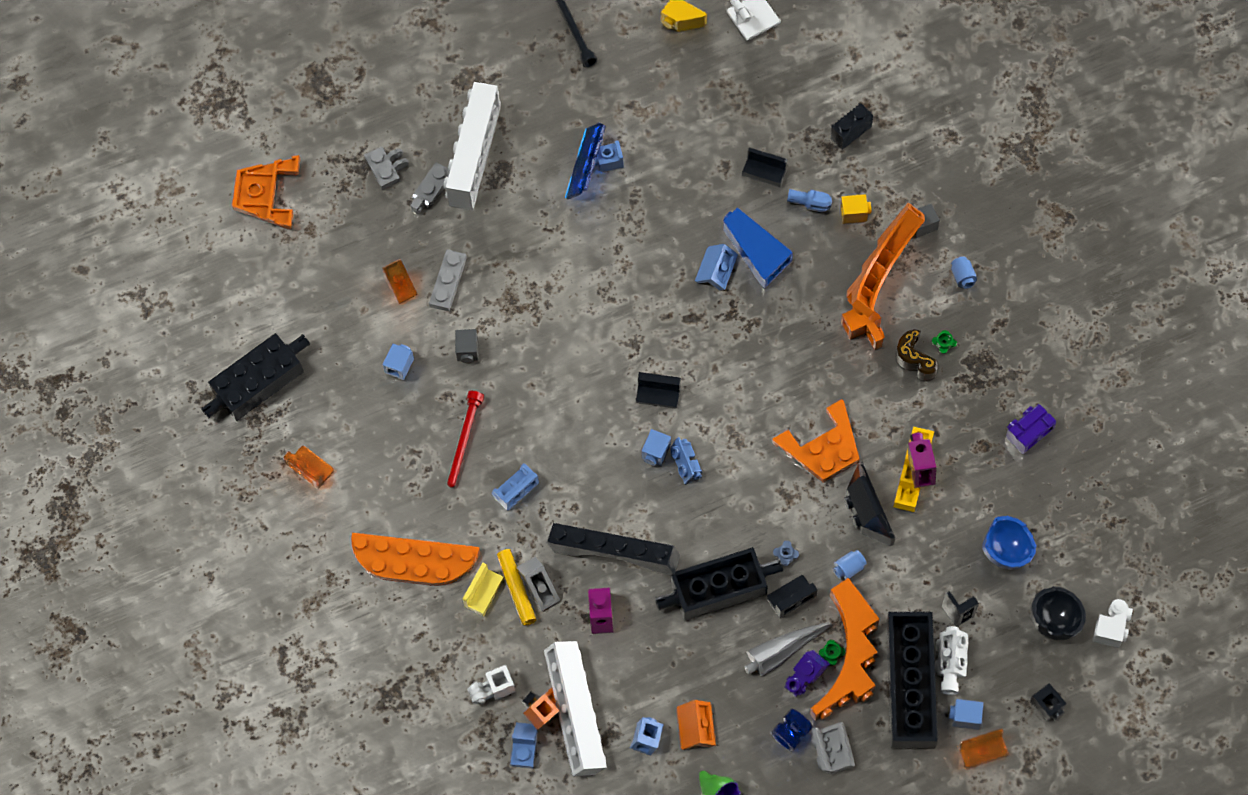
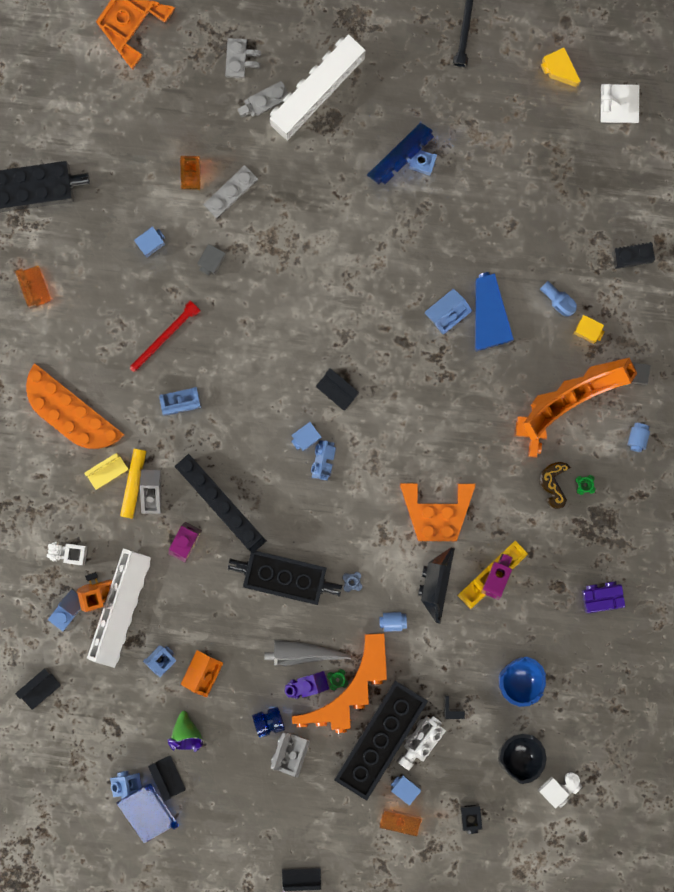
camera: 30 degrees right, 20 degrees up
(765, 167) = (540, 249): black panel -> none
(792, 595) = (335, 617): black panel -> none

